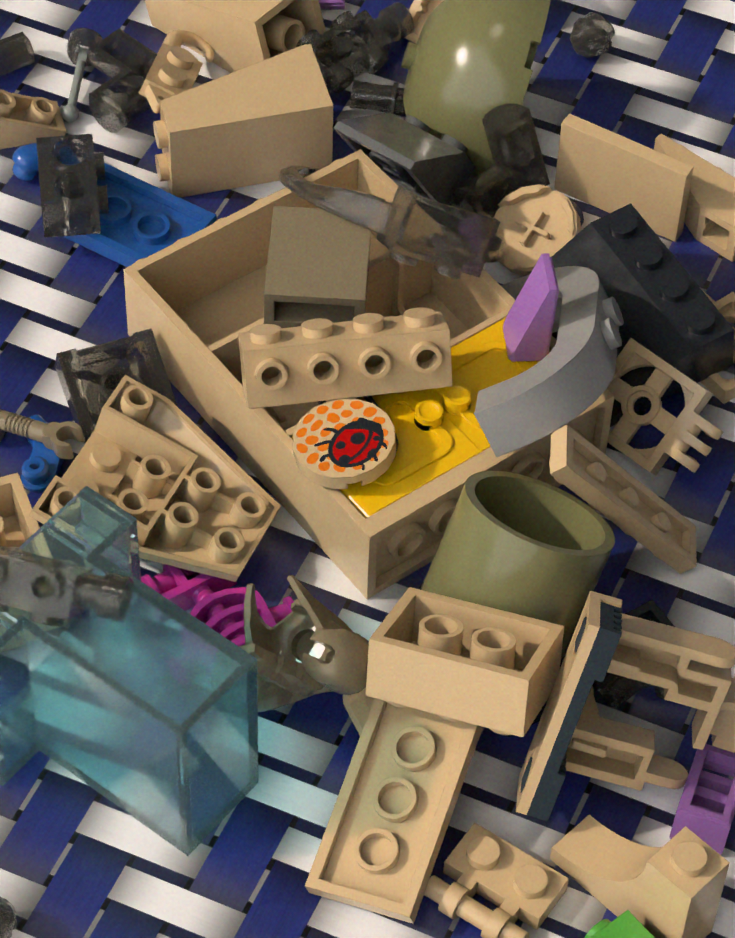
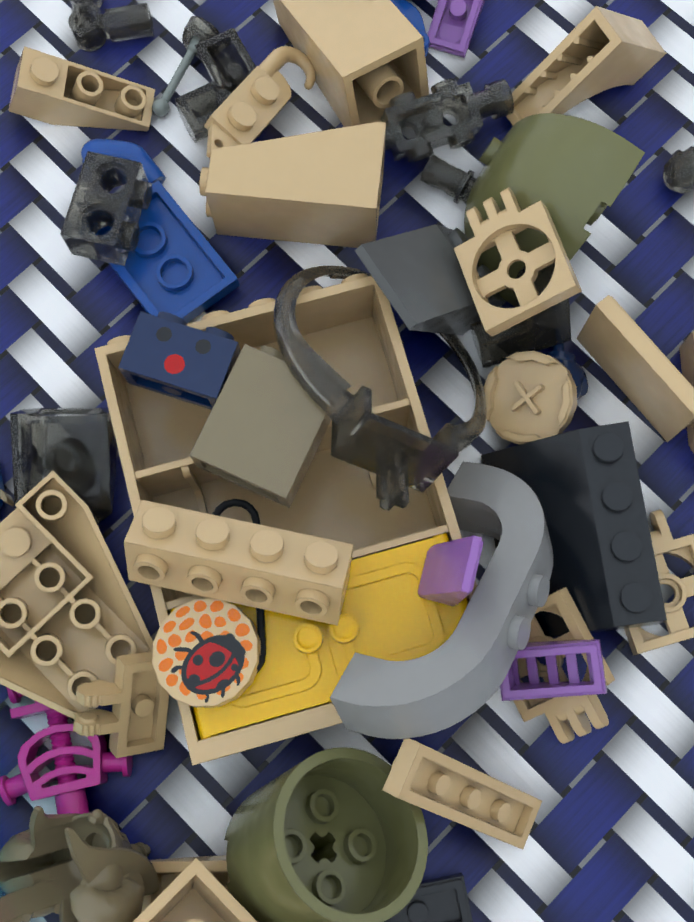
camera: 25 degrees right, 25 degrees up
(217, 245) = (178, 358): none -> dark blue brick
(285, 543) = (137, 704): none -> tan hinge
(454, 90) = (500, 231): none -> tan piece
(643, 386) = (514, 689): none -> medium lavender slope

